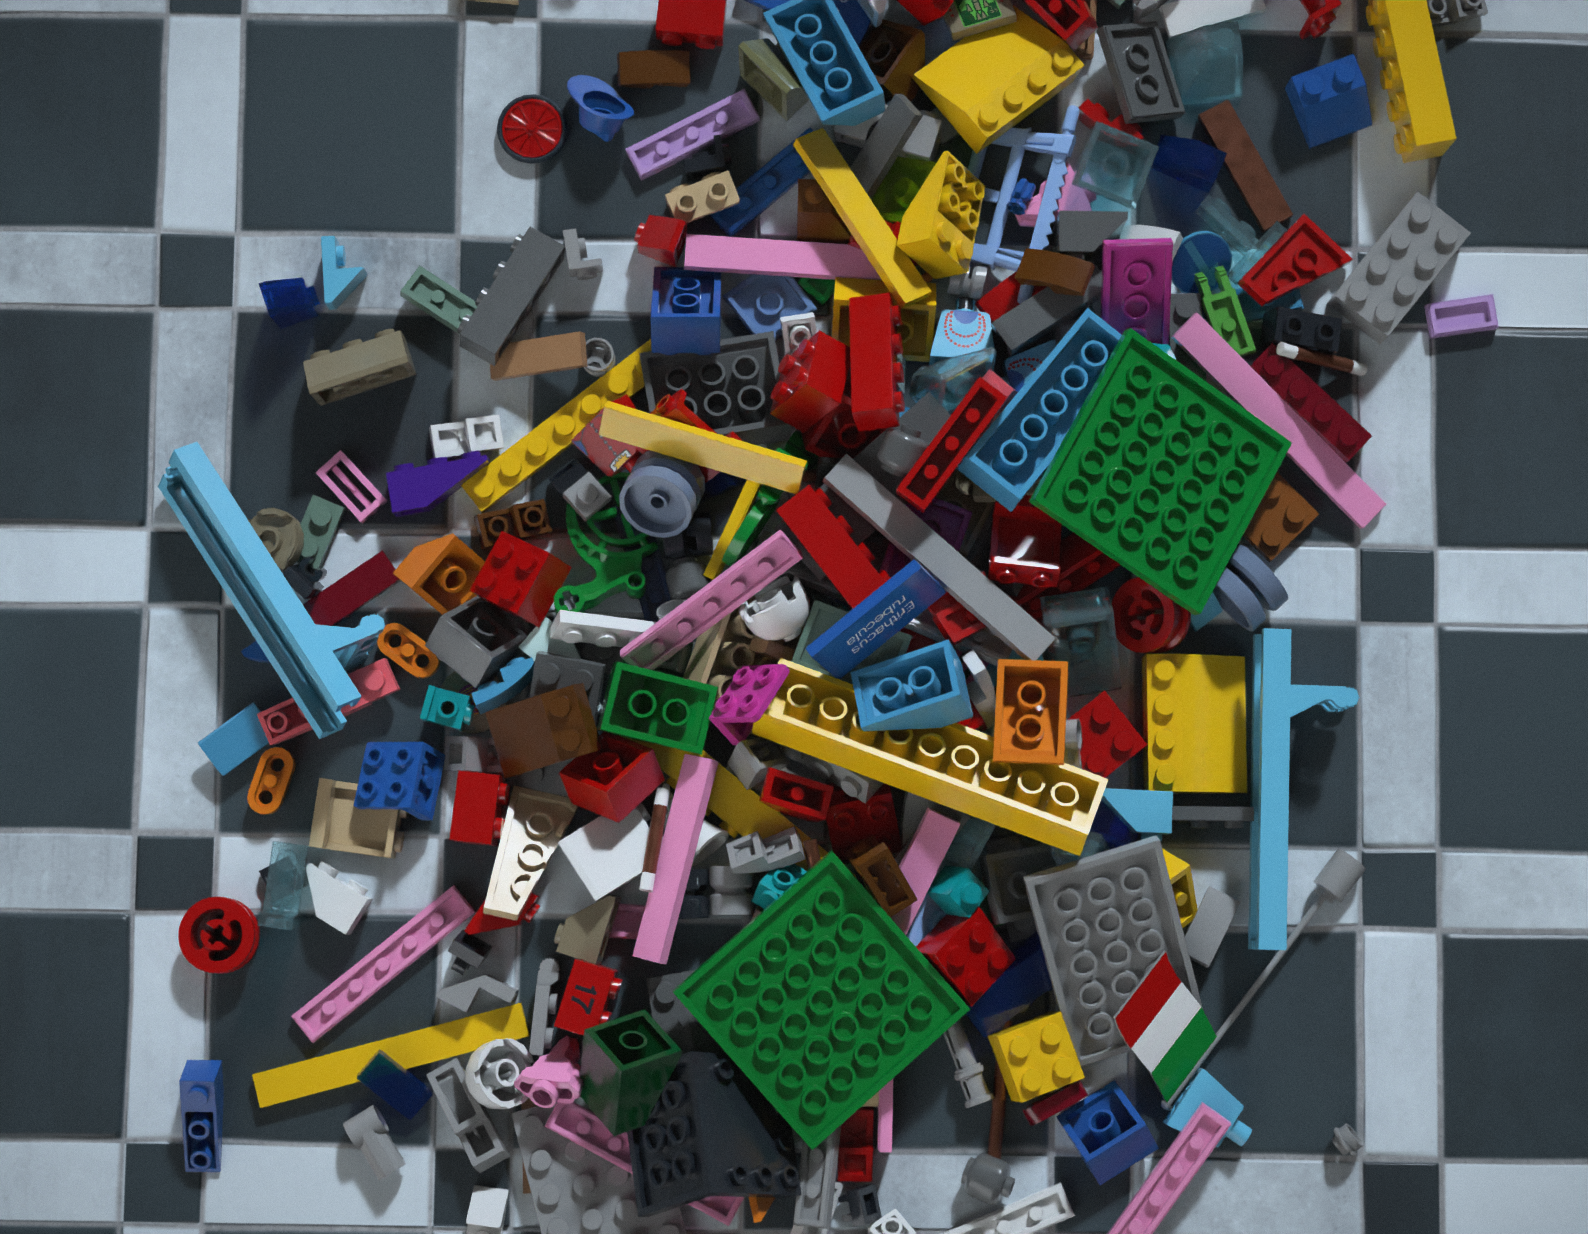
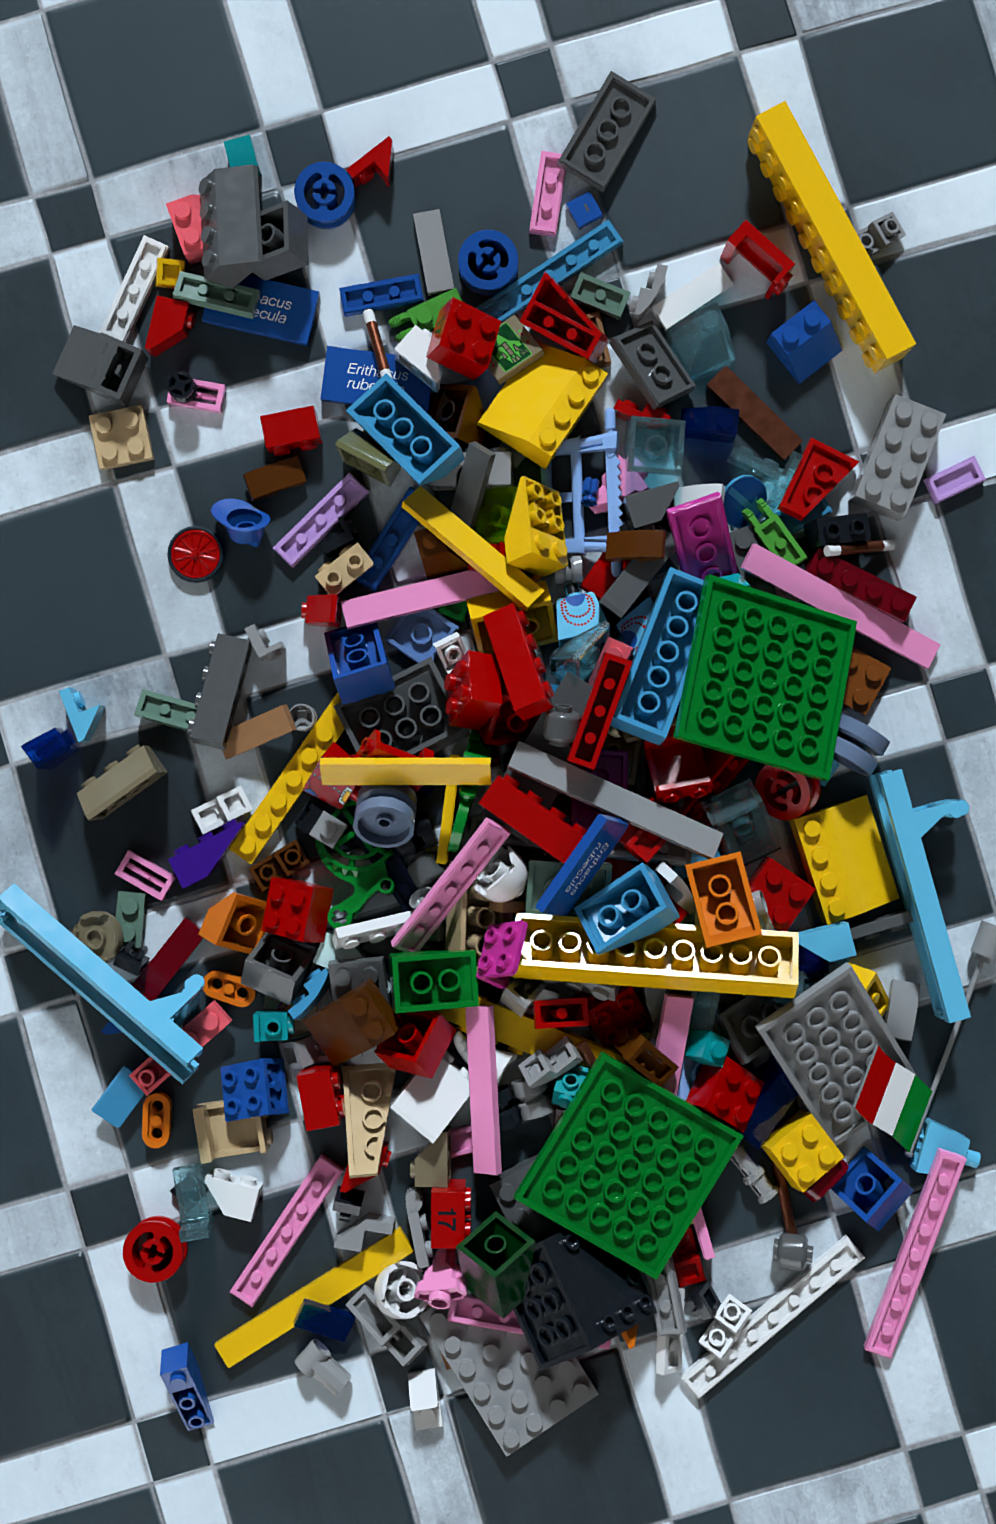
camera: 15 degrees left, 5 degrees up
(654, 840) = (463, 1080): copper bar -> none

